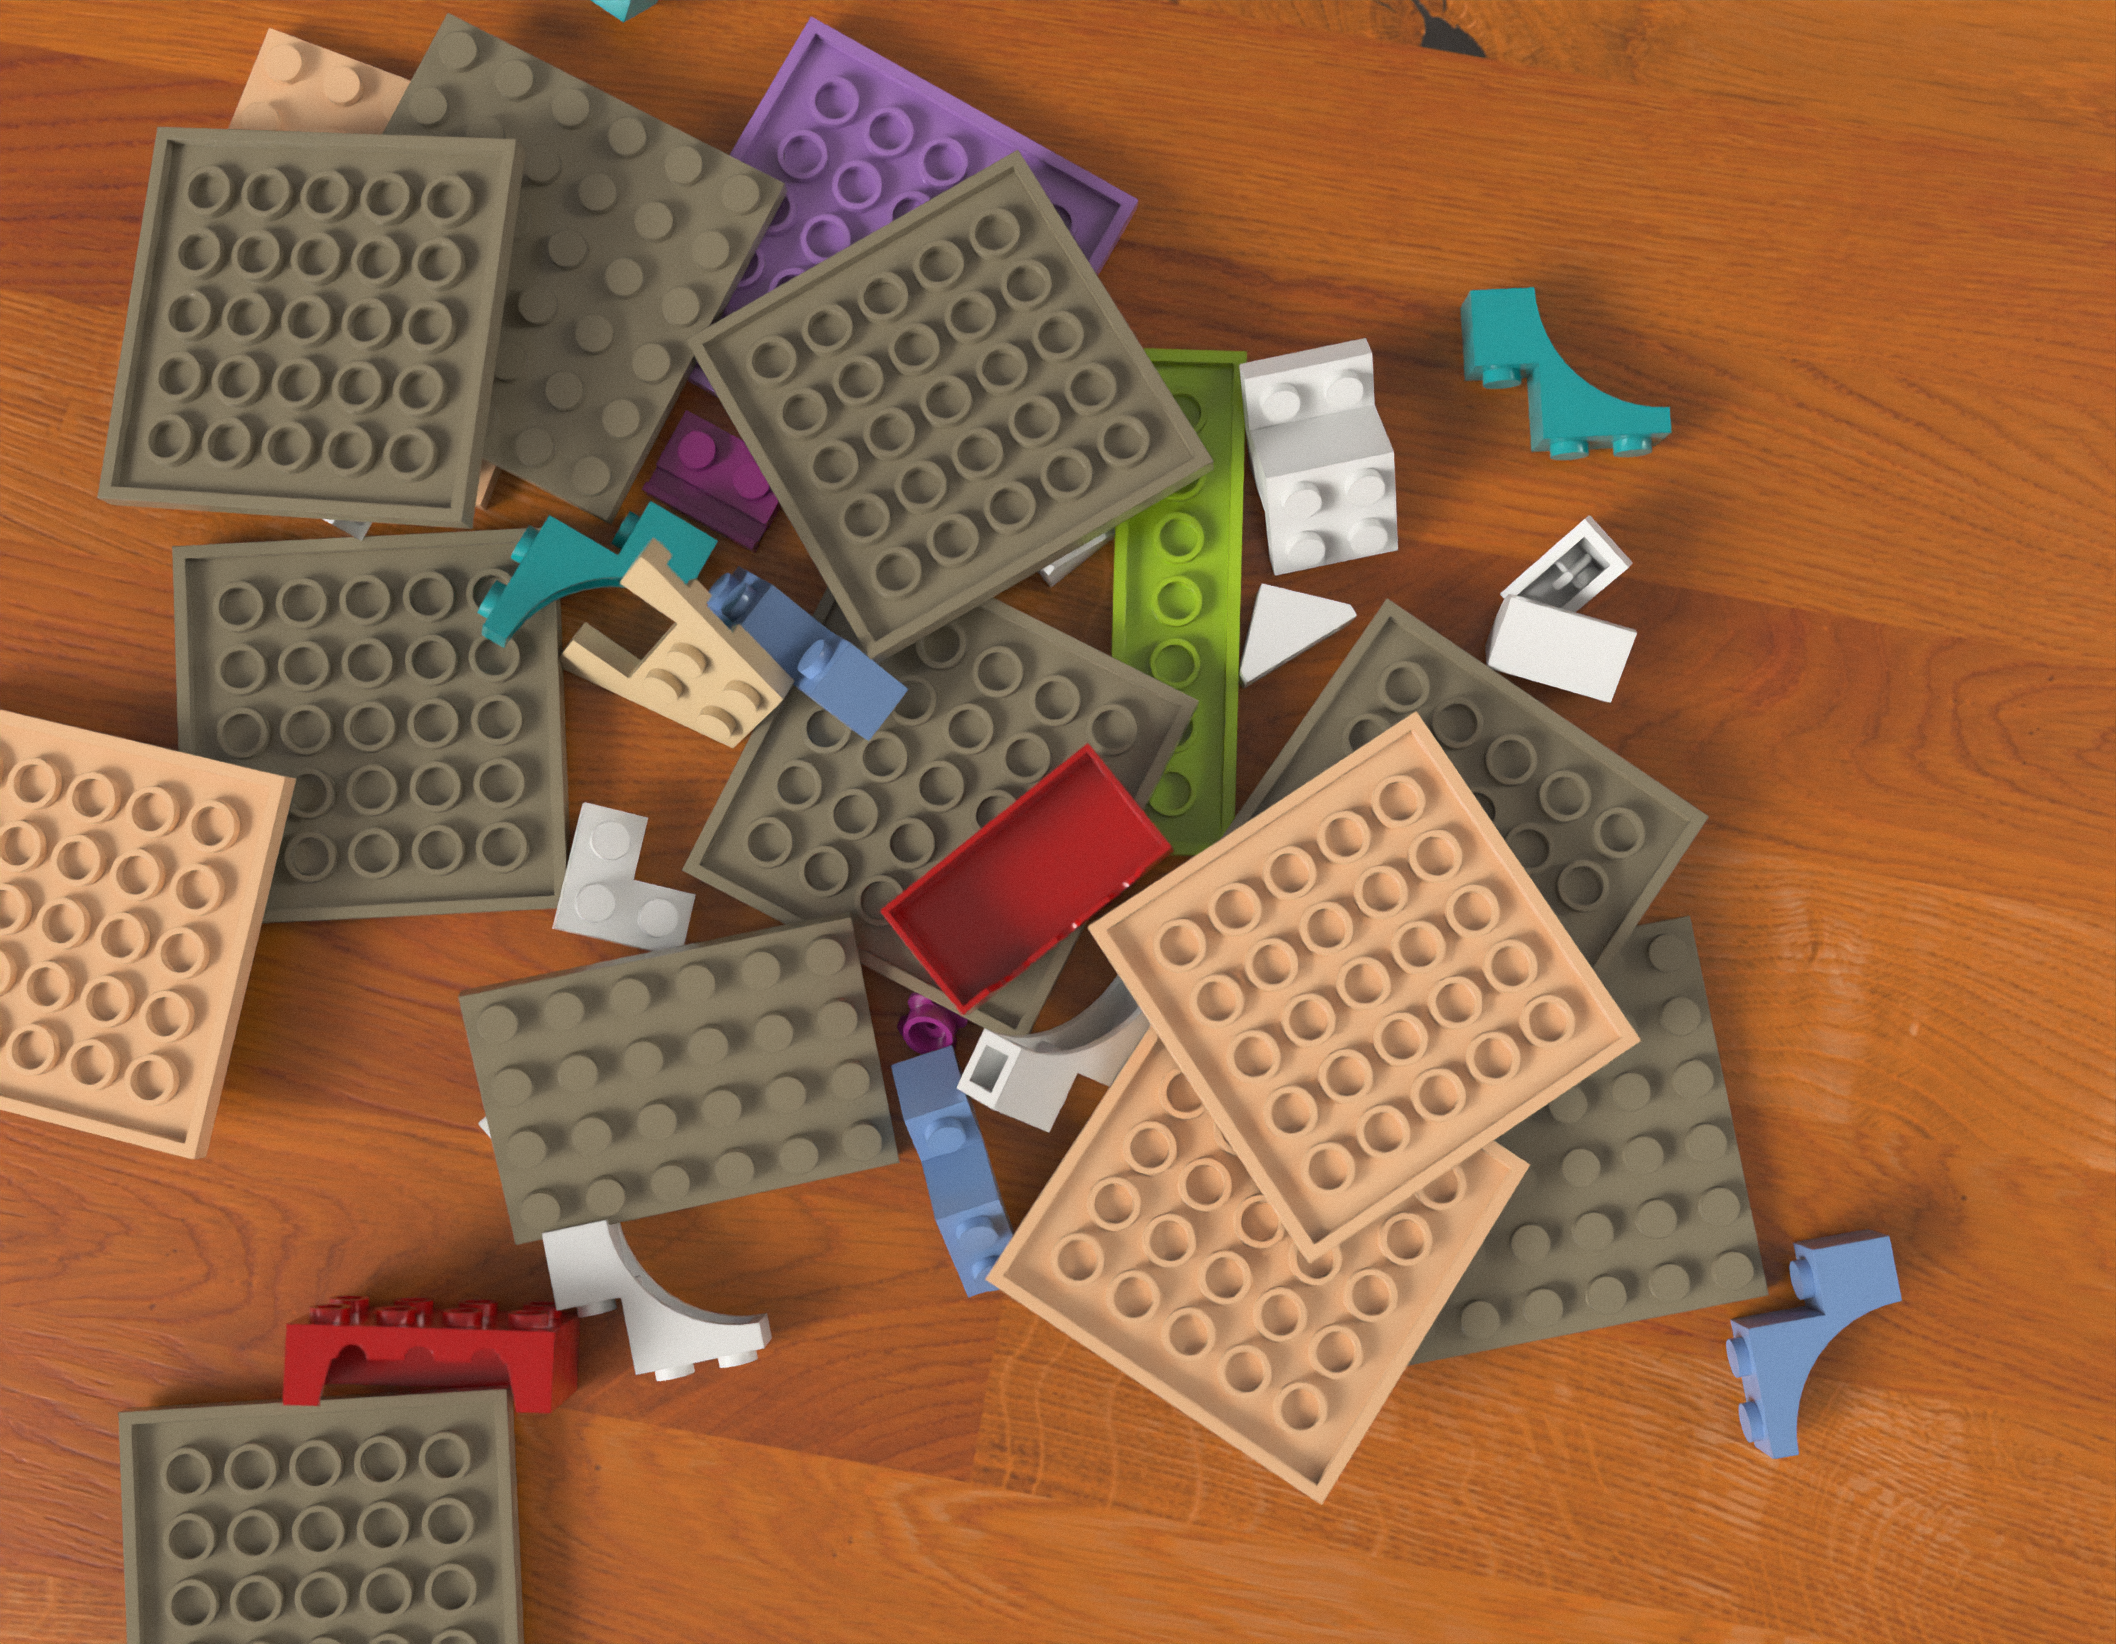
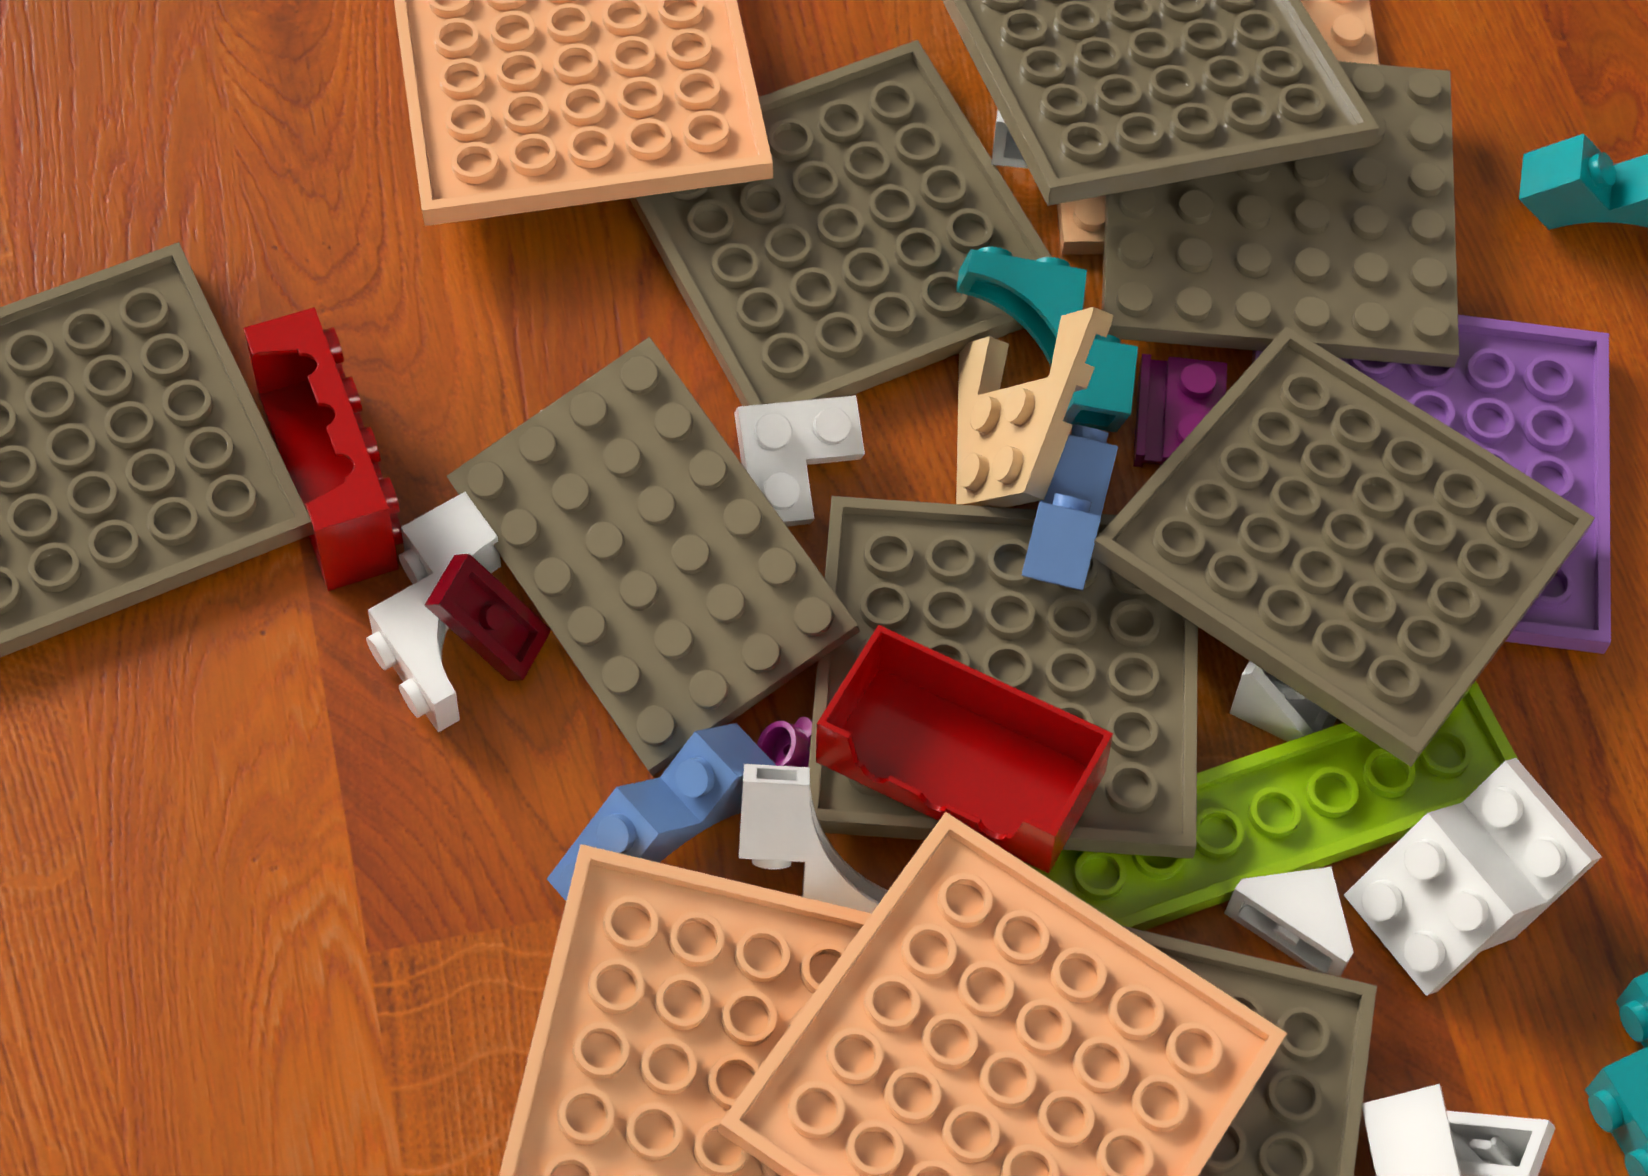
camera: 60 degrees right, 25 degrees down
(686, 1260) = (488, 617): none -> dark red plate

